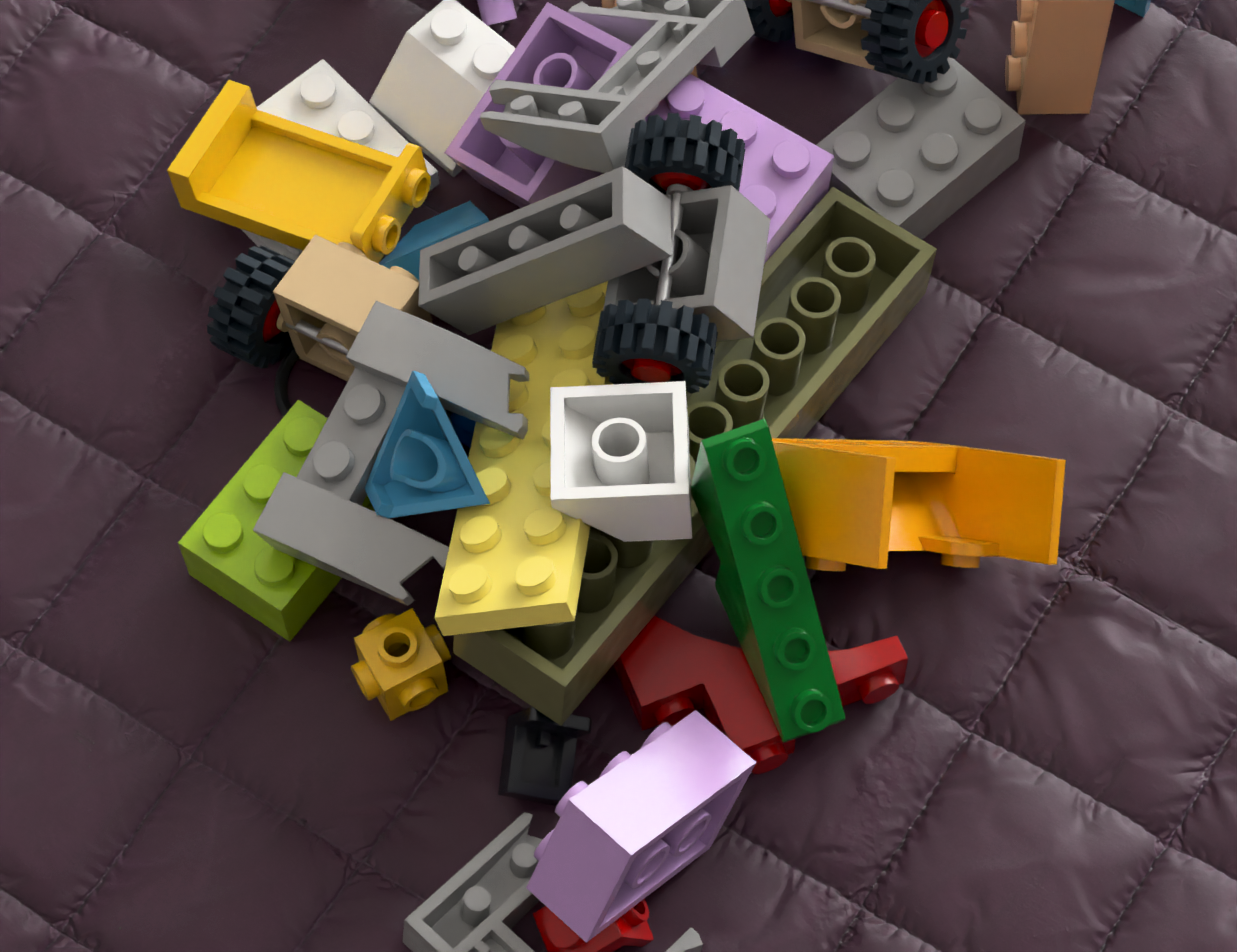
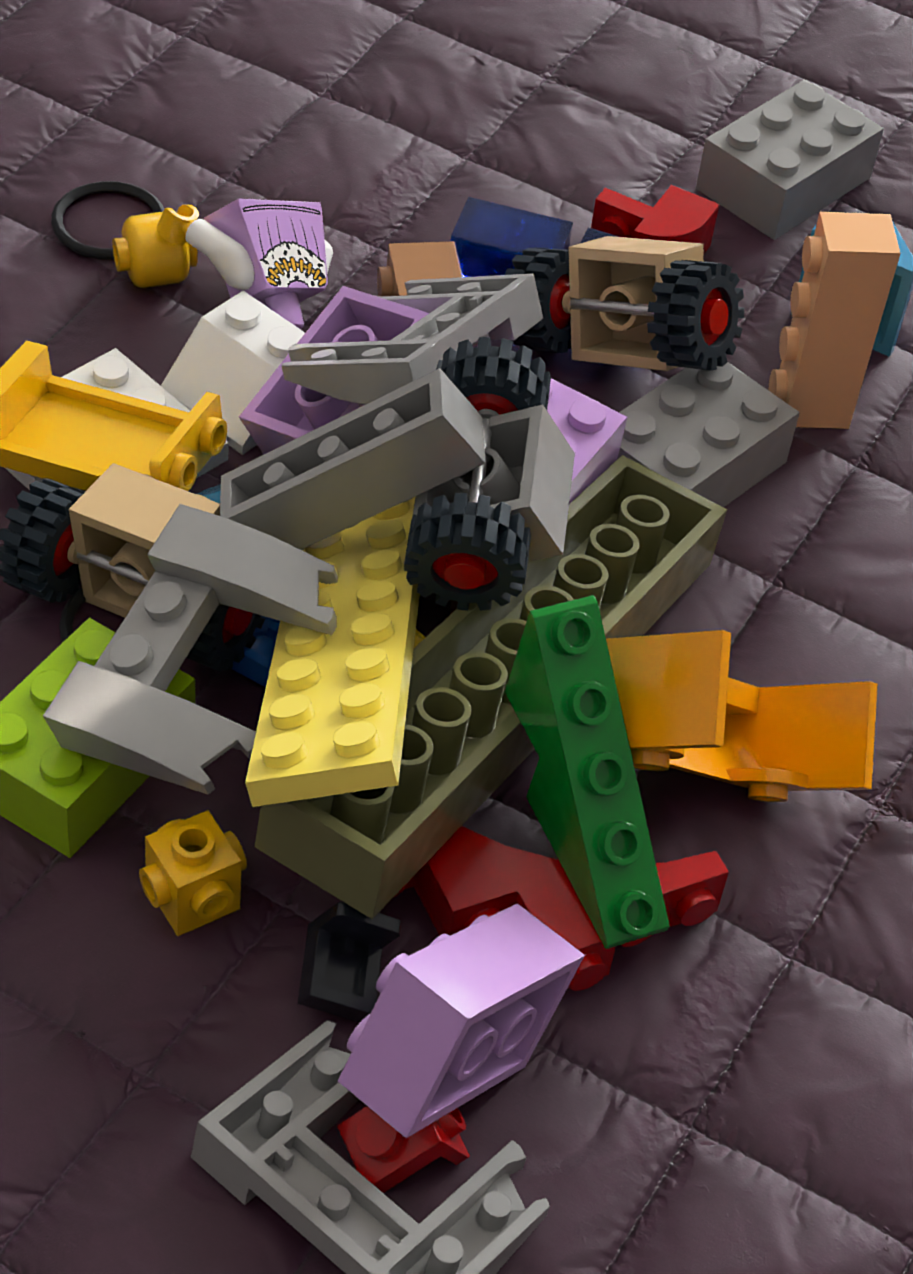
camera: 10 degrees left, 15 degrees down
(422, 460) = (230, 641): dark azure slope -> none
(623, 458) = (444, 645): white slope -> none

